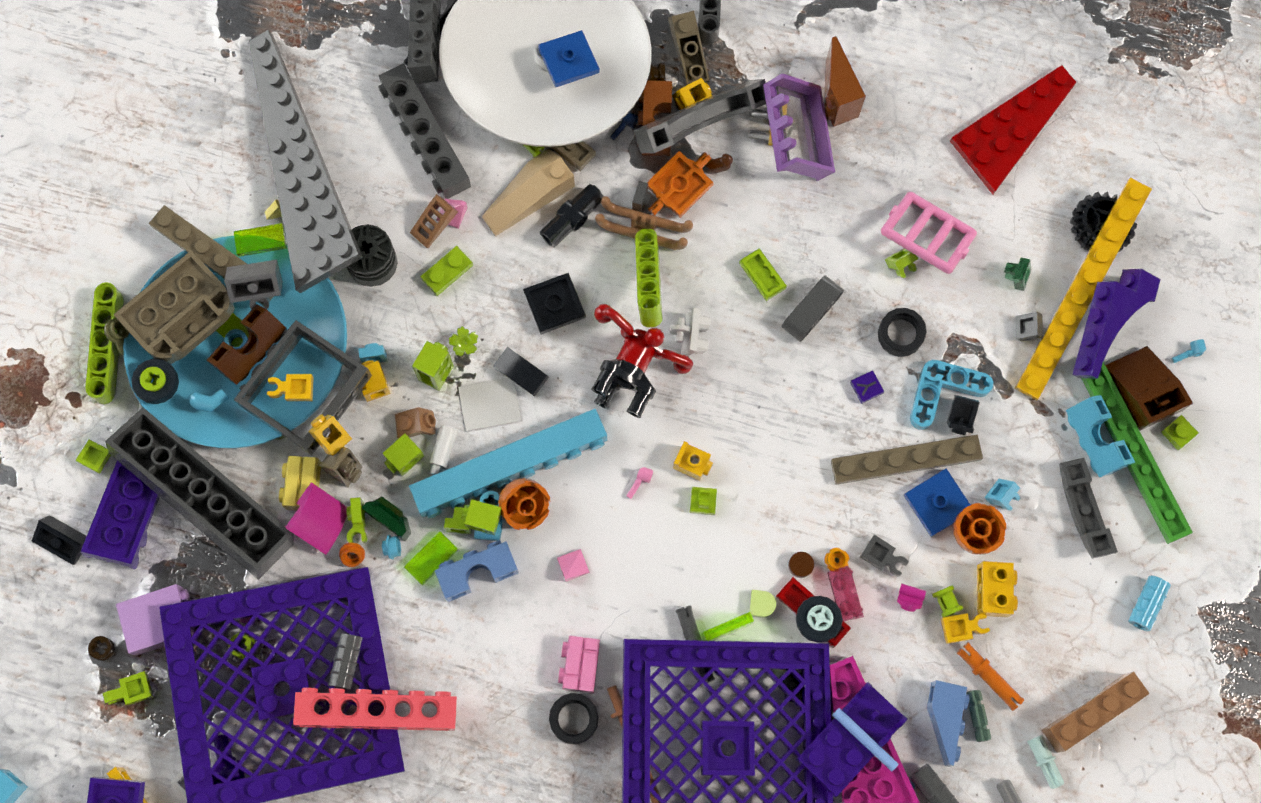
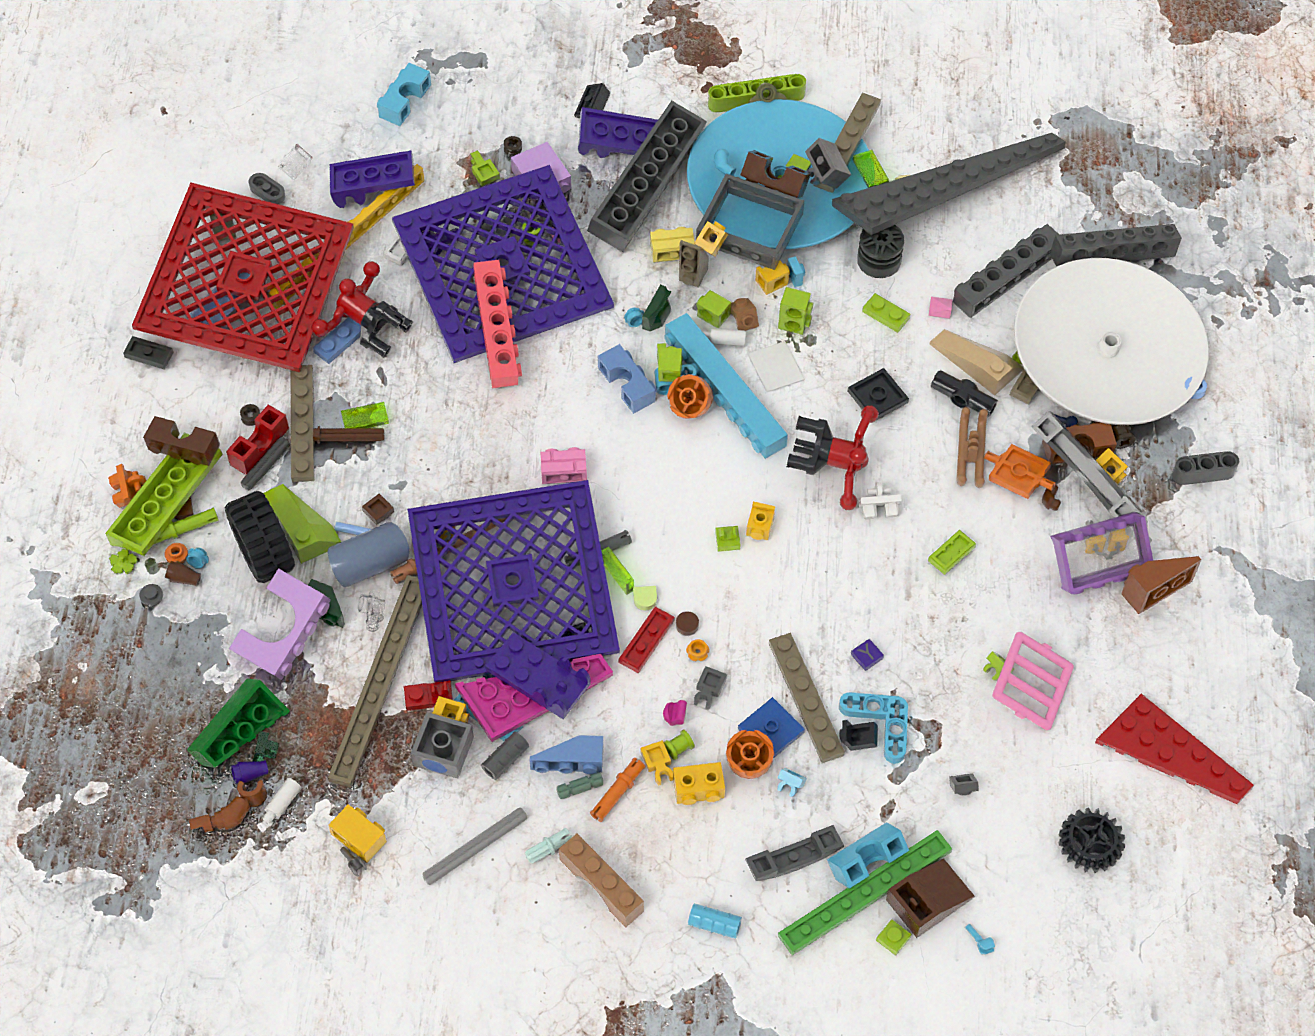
camera: 80 degrees right, 15 degrees down
(93, 456) = (659, 105): lime plate -> none
(164, 383) = (730, 124): black wheel -> none
(177, 310) = (791, 124): dark tan plate -> none
(296, 387) = (745, 209): yellow plate -> none
(318, 518) = (644, 257): dark pink slope -> none
(345, 661) = (532, 296): dark grey axle -> none
(352, 560) = (621, 290): orange plate -> none
(357, 516) = (650, 288): lime plate -> none
(429, 558) = (639, 350): clear neon green tile -> none
(445, 219) = (938, 292): medium nougat slope -> none
(463, 341) = (825, 334): lime plant -> none
(521, 371) = (808, 380): black slope -> none
(554, 716) = (512, 455): black tyre -> none
(568, 58) = (1108, 355): blue plate -> none
(573, 565) = (647, 449): bright pink slope -> none
(641, 197) = (997, 442): dark grey plate -> none
(644, 474) = (739, 487): bright pink hand -> none
(648, 278) = (915, 448): lime beam -> none
(688, 46) = (1159, 456): dark tan slope -> none
(812, 308) = (930, 596): dark grey beam -> none
(823, 610) = (638, 628): black wheel -> none
(845, 593) = (668, 661): clear pink hinge -> none
(865, 739) = (538, 680): light blue bar -> none
(910, 316) = (935, 660): black tyre -> none
(1019, 273) = (1016, 769): clear green tile -> none
(1083, 288) = (1016, 823): yellow plate -> none
(1109, 311) = (998, 844): dark purple arch -> none

